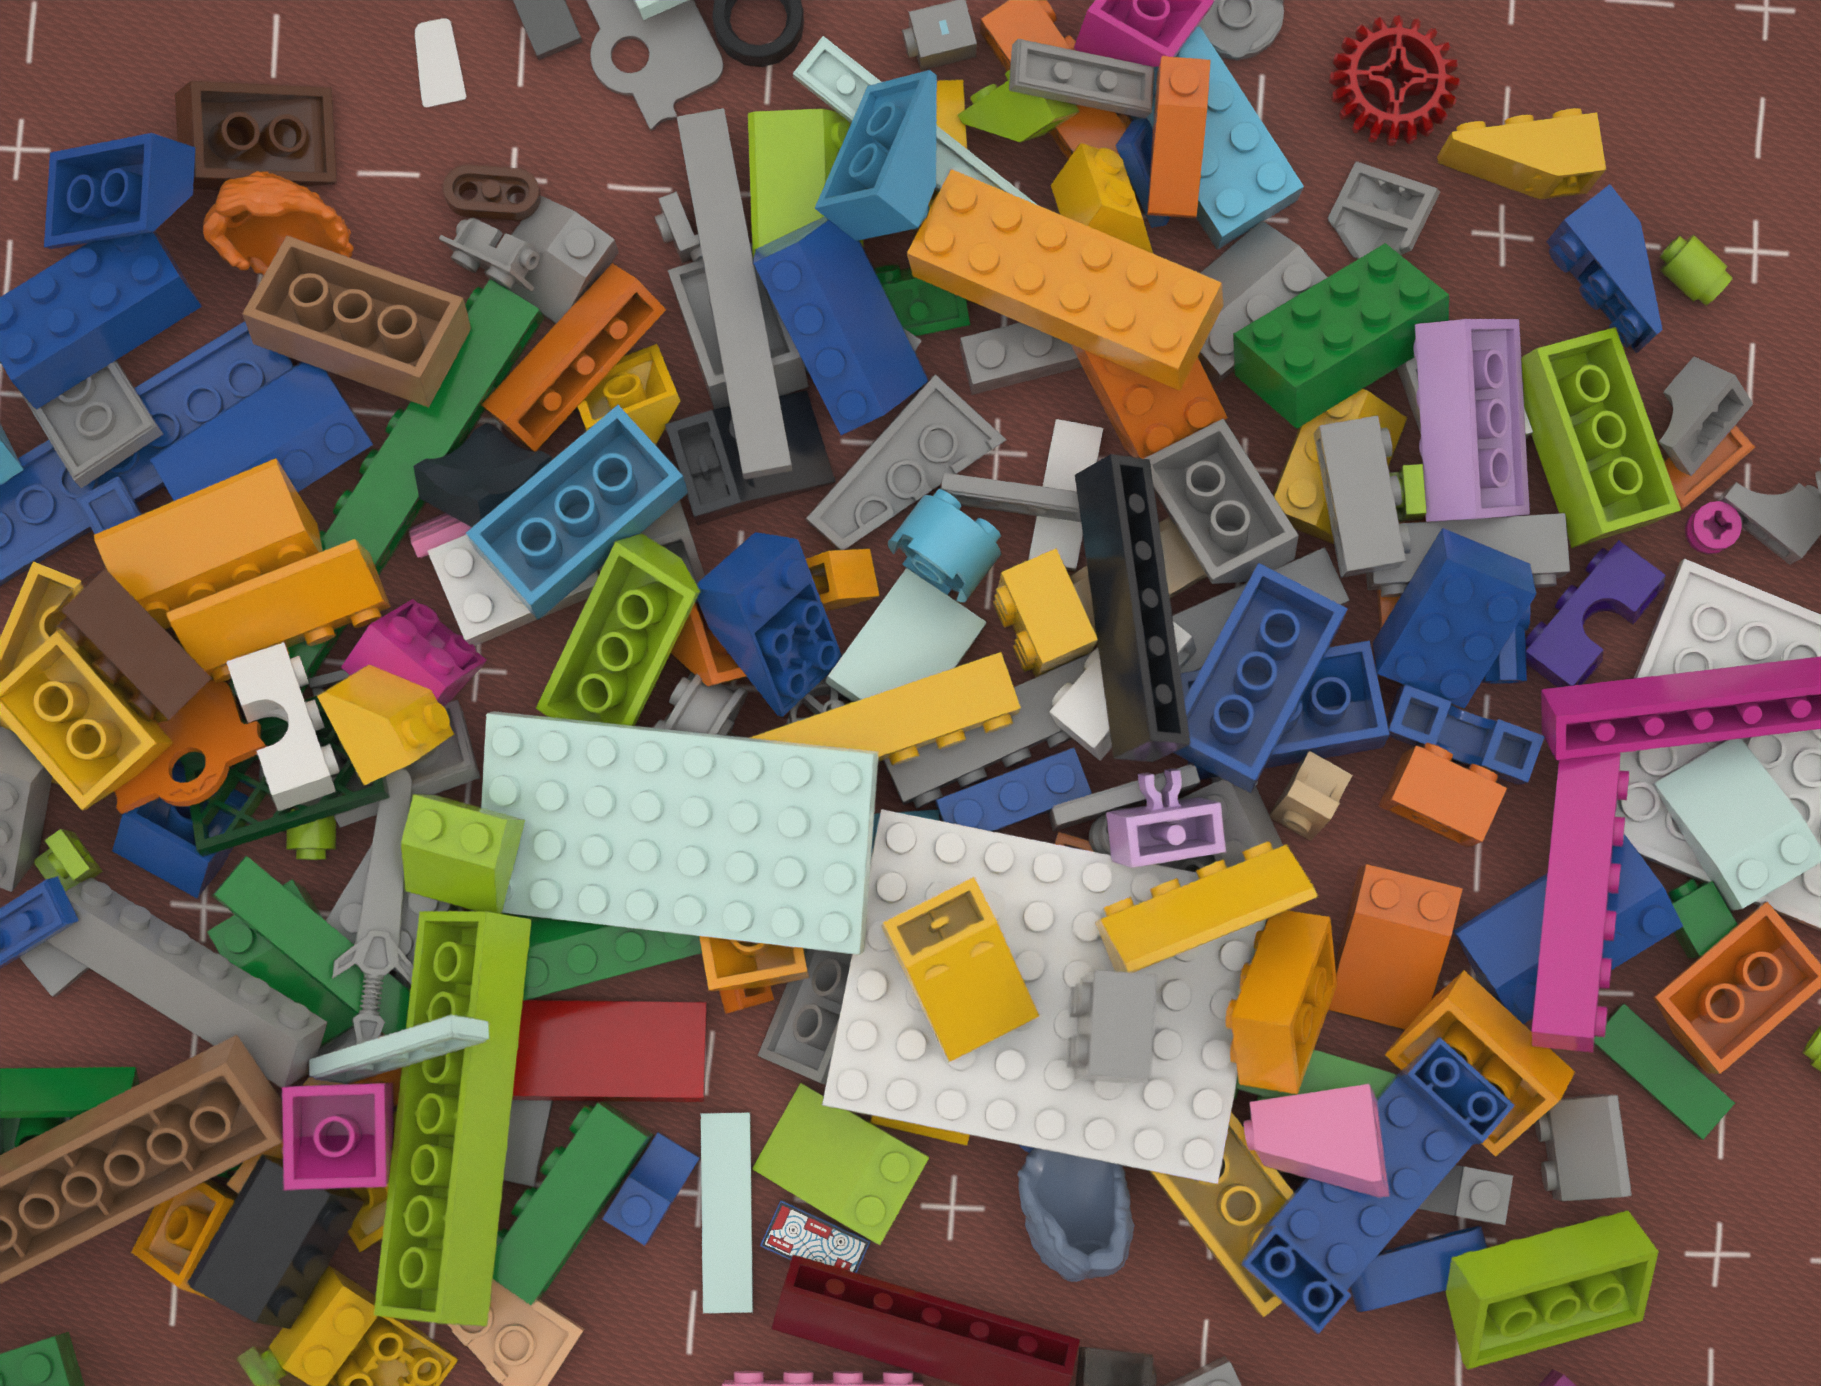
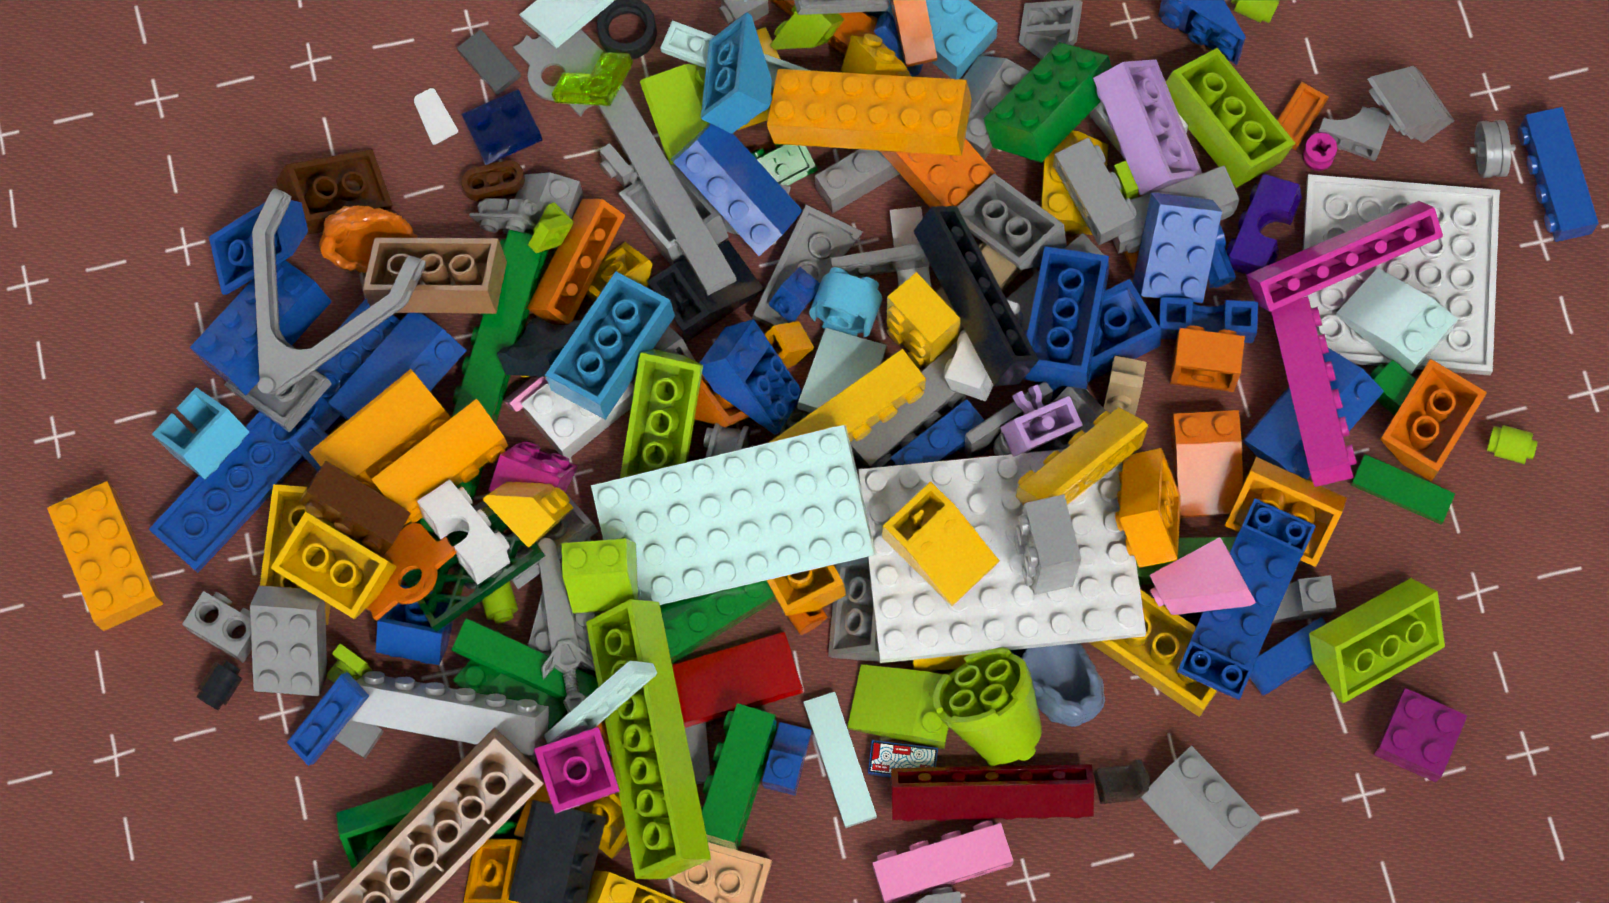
camera: 10 degrees left, 10 degrees down
(89, 379) = (279, 361): none -> light grey piece
(529, 114) = (502, 127): none -> clear blue plate
(550, 301) = (550, 229): none -> lime bracket
(688, 98) = (594, 88): none -> clear neon green plate
(876, 509) = (794, 295): none -> blue bracket
(959, 1217) = (991, 706): none -> lime cone
(1584, 1149) = (1369, 546): light grey slope -> none
(1705, 409) = (1289, 80): light grey arch -> none

